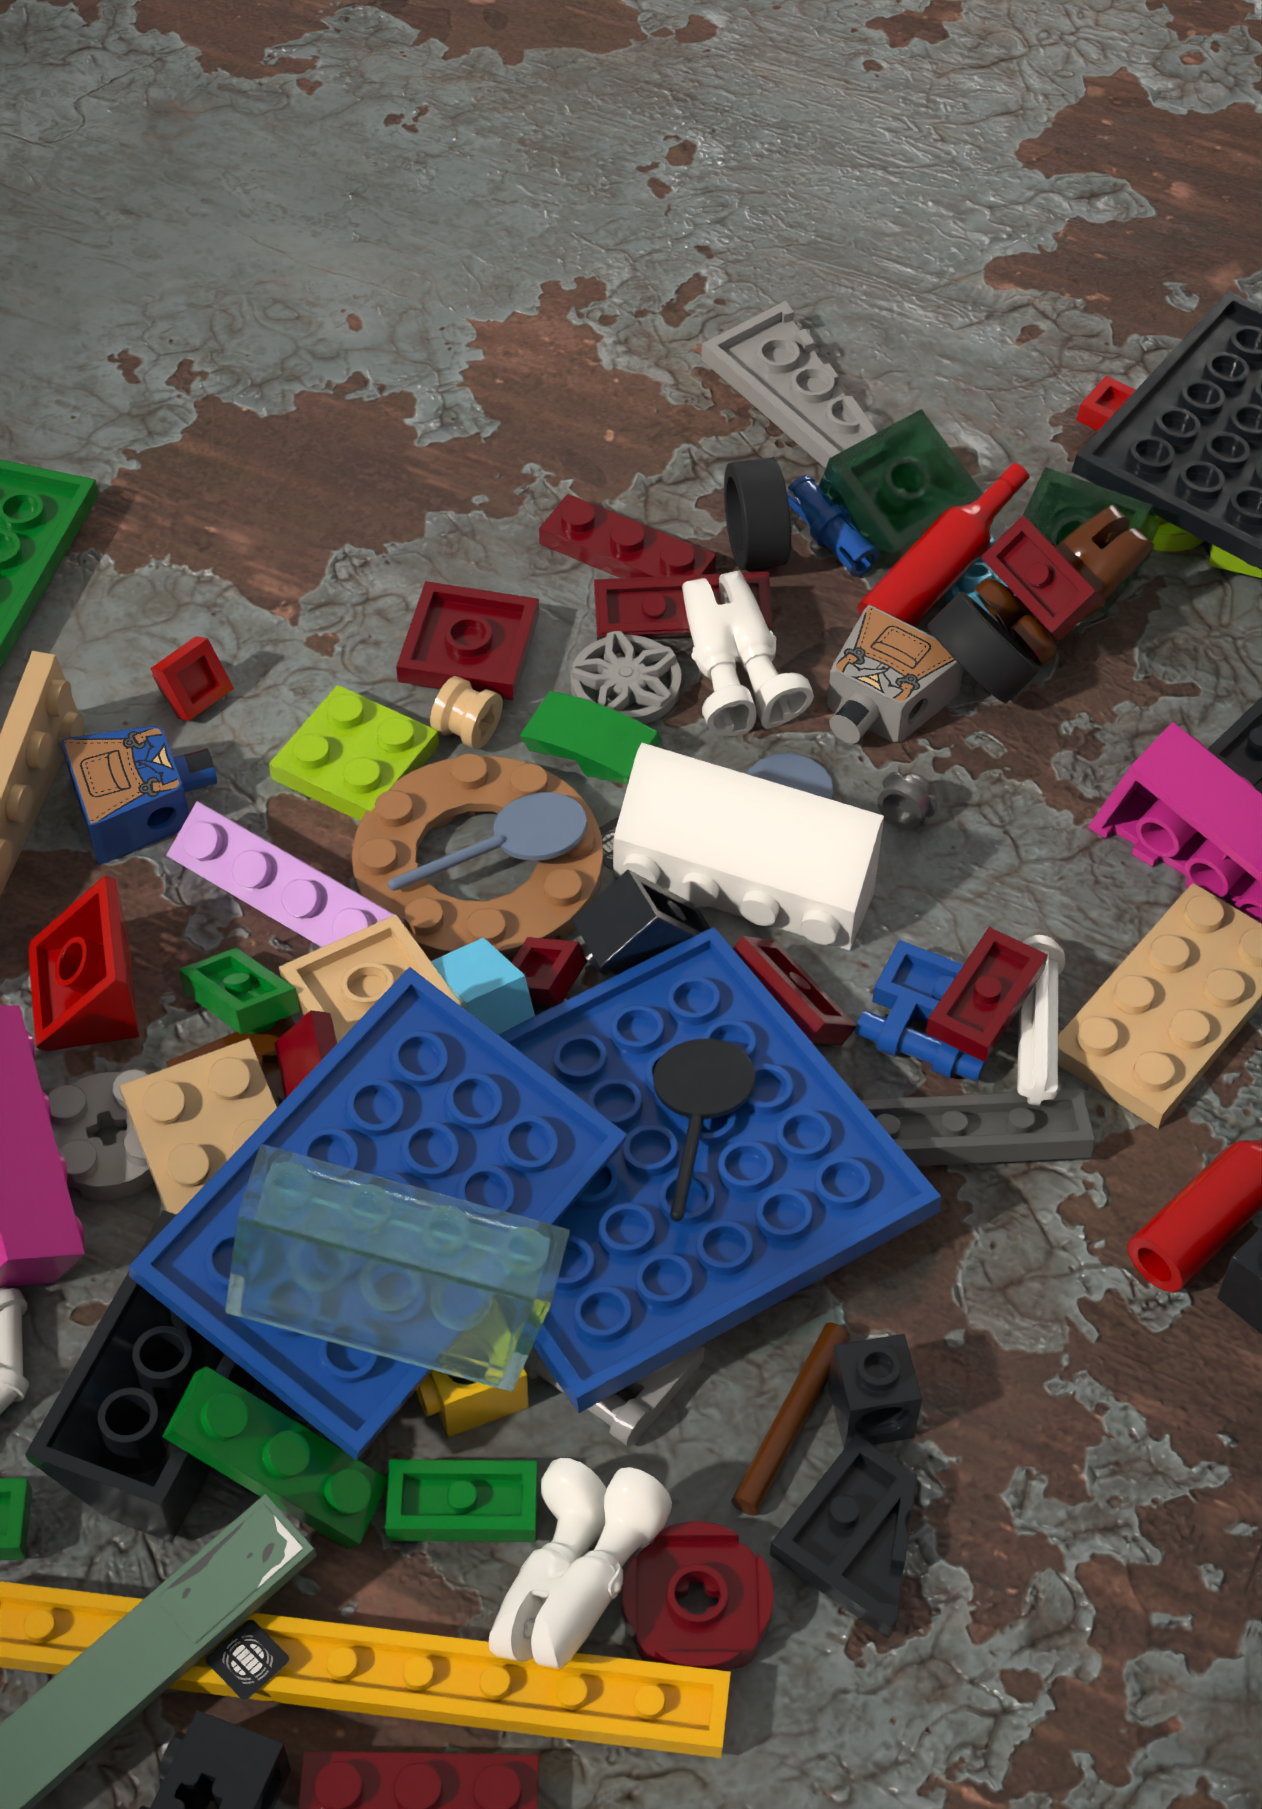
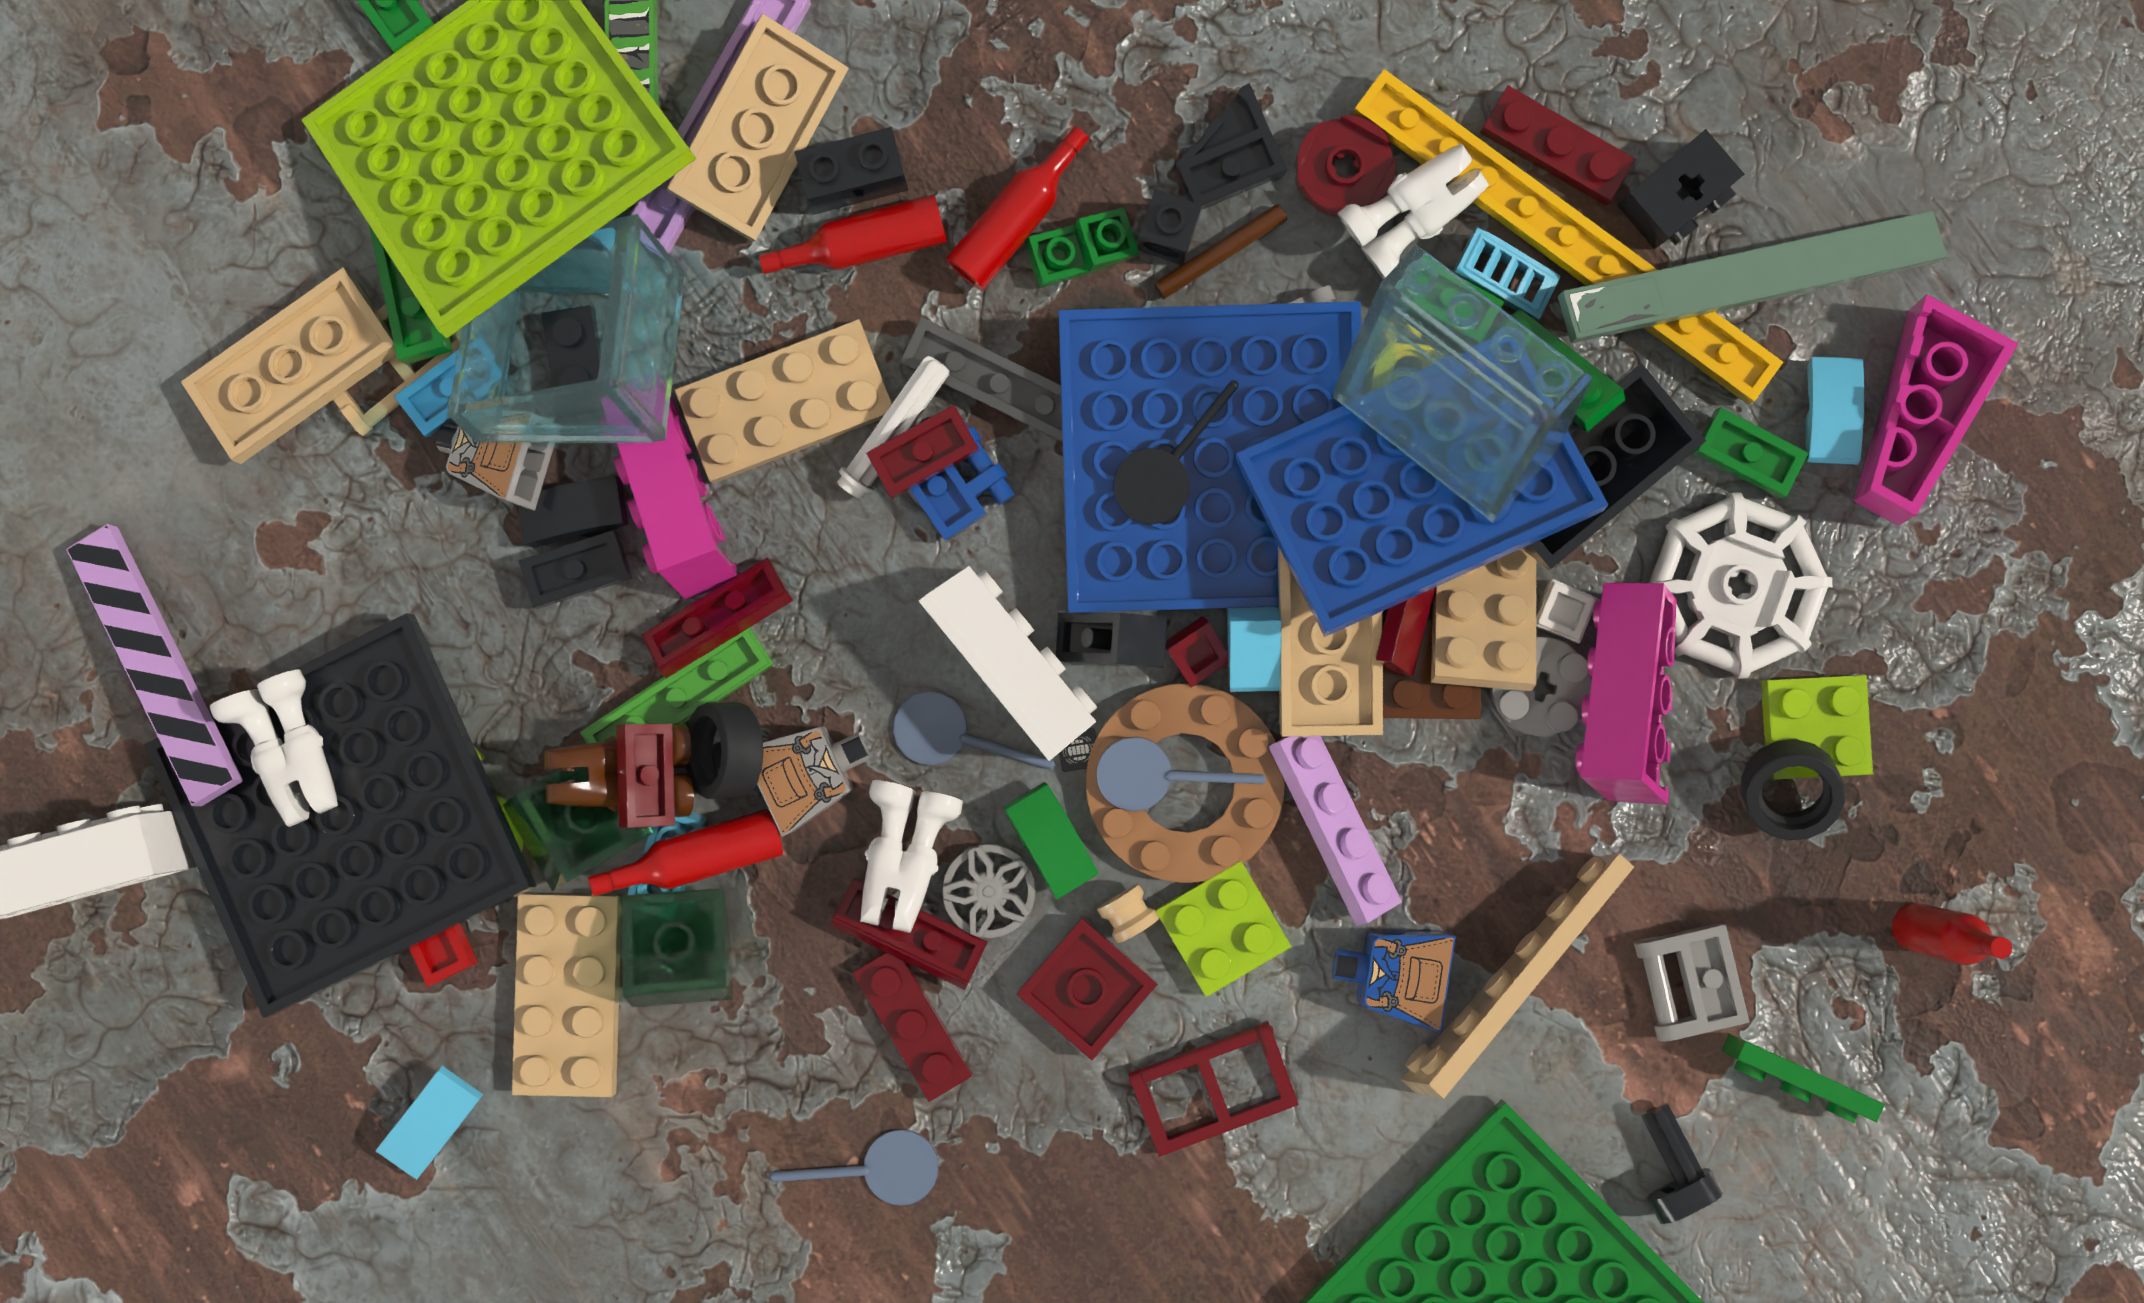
camera: 150 degrees left, 35 degrees up
(84, 974) = (1504, 821): red slope -> none
(115, 1227) = (1564, 611): none -> white tile
(191, 678) = (1311, 1059): red tile -> none
(239, 991) = (1412, 741): green plate -> none
(247, 1659) = (1621, 260): black sticker -> none
(256, 606) = (1225, 1122): none -> dark red window
(422, 1549) = (1498, 250): none -> medium azure slope
(570, 449) = (897, 1168): none -> sand blue piece
(757, 513) = (806, 979): black tyre -> none
(787, 382) = (681, 1136): light grey wing -> none
(795, 991) = (1039, 542): dark red plate -> none
(832, 526) = (746, 954): blue pin -> none
(906, 799) = (857, 662): flat silver plate -> none
(968, 1328) = (1081, 248): none -> green slope
(974, 419) = (567, 995): none -> tan plate
(1019, 298) = (429, 1122): none -> medium azure slope
(1063, 700) = (699, 683): none -> bright green tile
(1072, 1311) = (1013, 215): none -> red piece
(1082, 771) = (716, 617): none -> dark red tile

